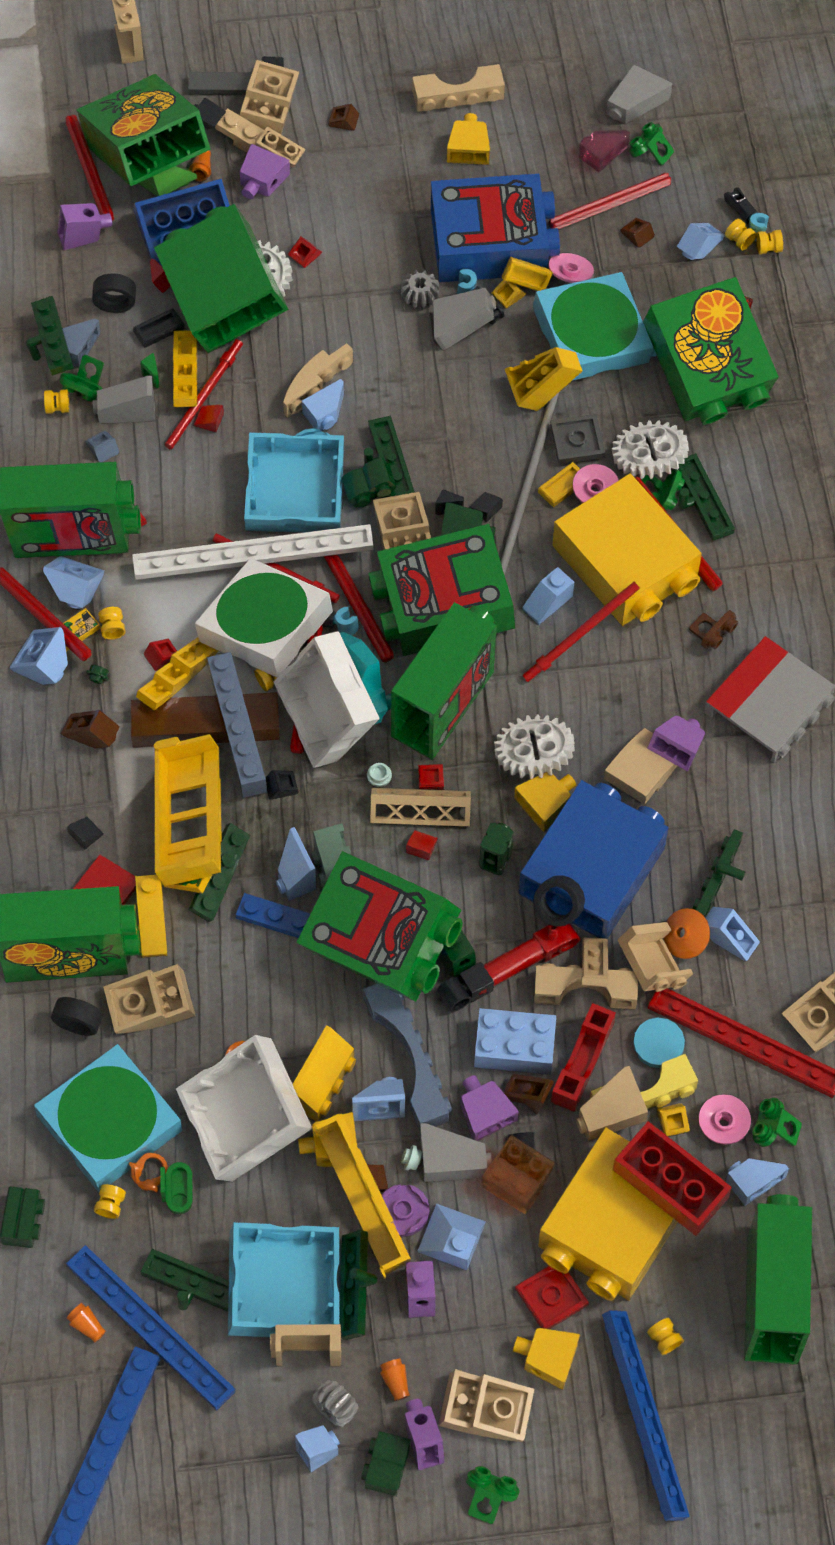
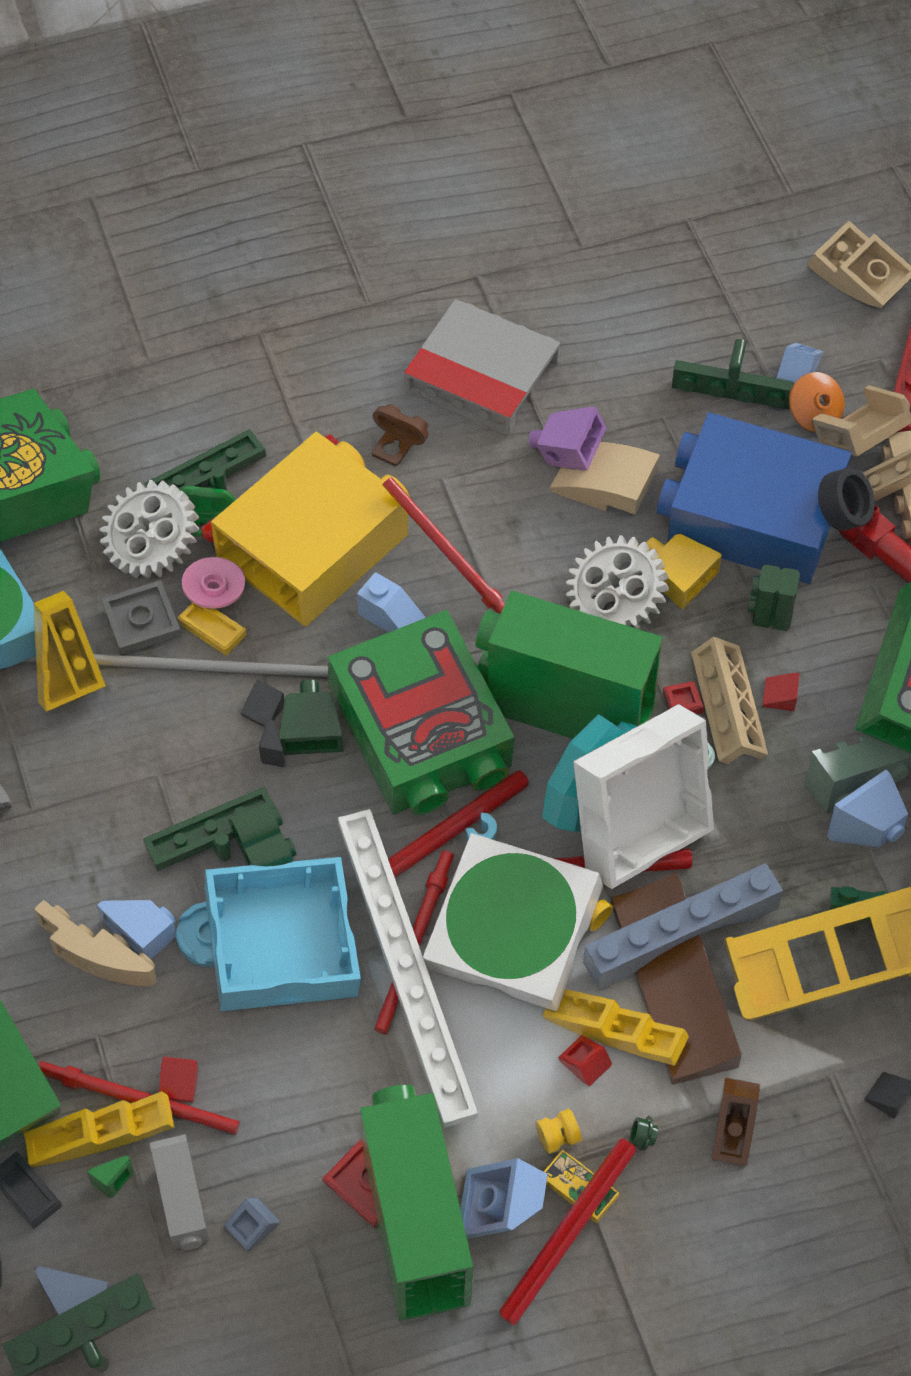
camera: 100 degrees left, 5 degrees down
(42, 656) = (635, 1215): light blue slope -> none
(62, 401) = (189, 1303): yellow wheel -> none
(80, 382) = (152, 1266): green bracket -> none
(281, 784) = (740, 862): black slope -> none
(401, 520) = (322, 789): tan slope -> none

